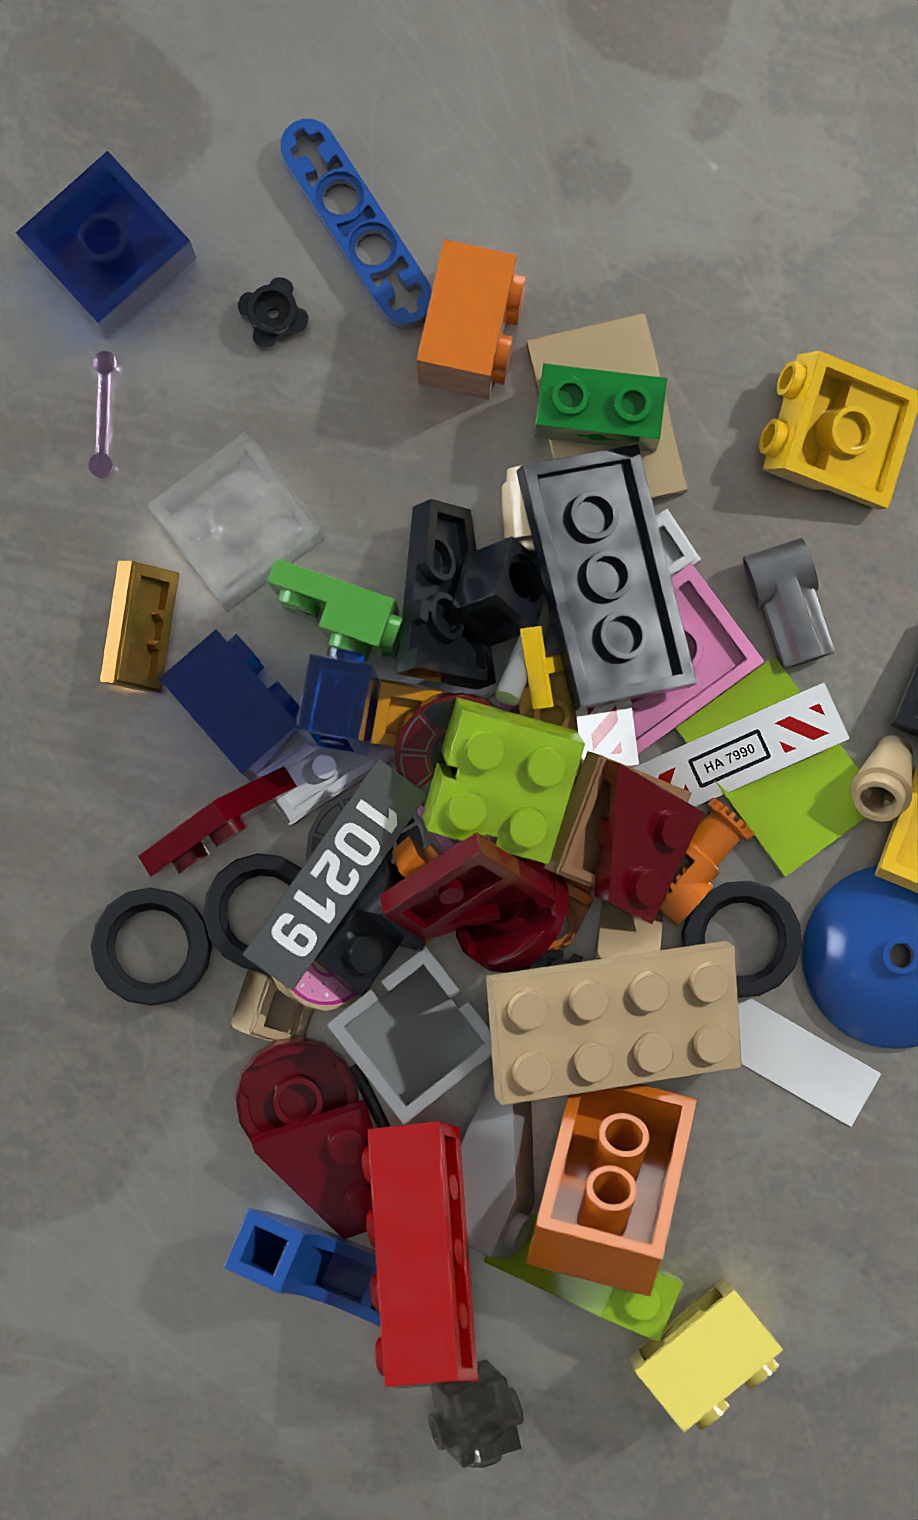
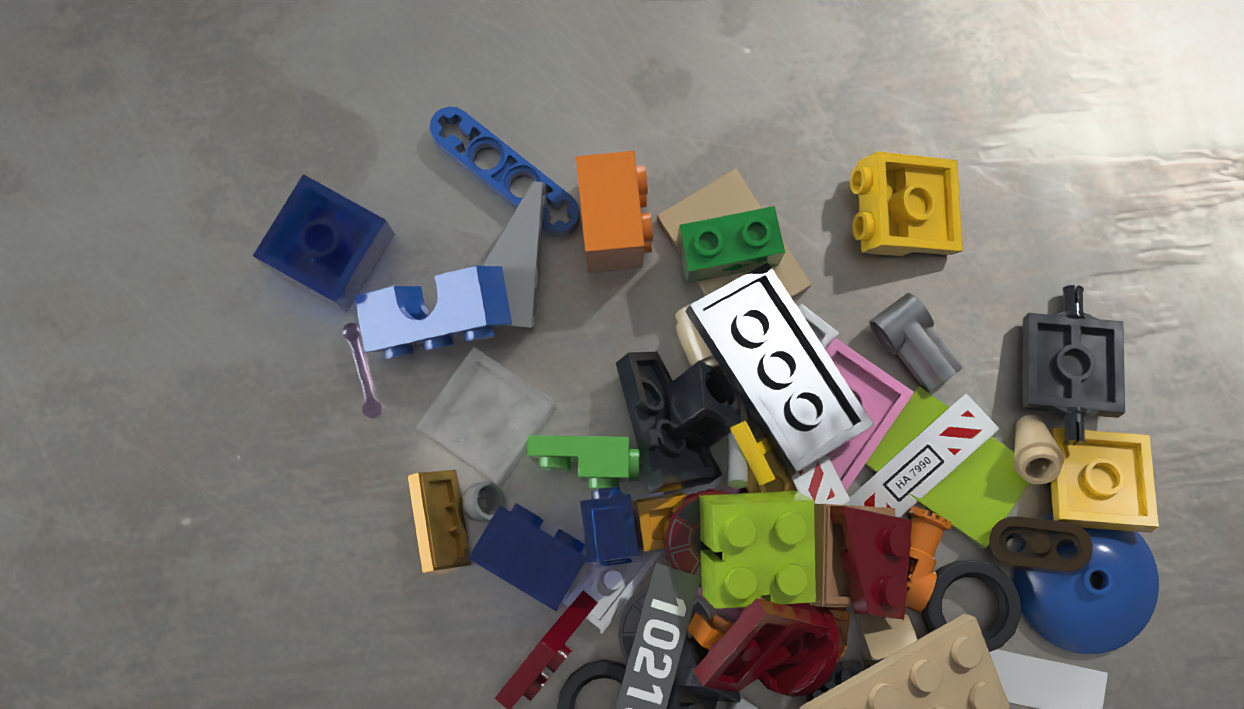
camera: 20 degrees left, 5 degrees down
(198, 608) = (482, 490): none -> light grey hinge
(256, 375) = (467, 304): none -> arch
(278, 295) = (462, 241): black plate -> none
(320, 357) = (519, 255): none -> light grey slope
(850, 894) = (1041, 546): none -> dark brown plate

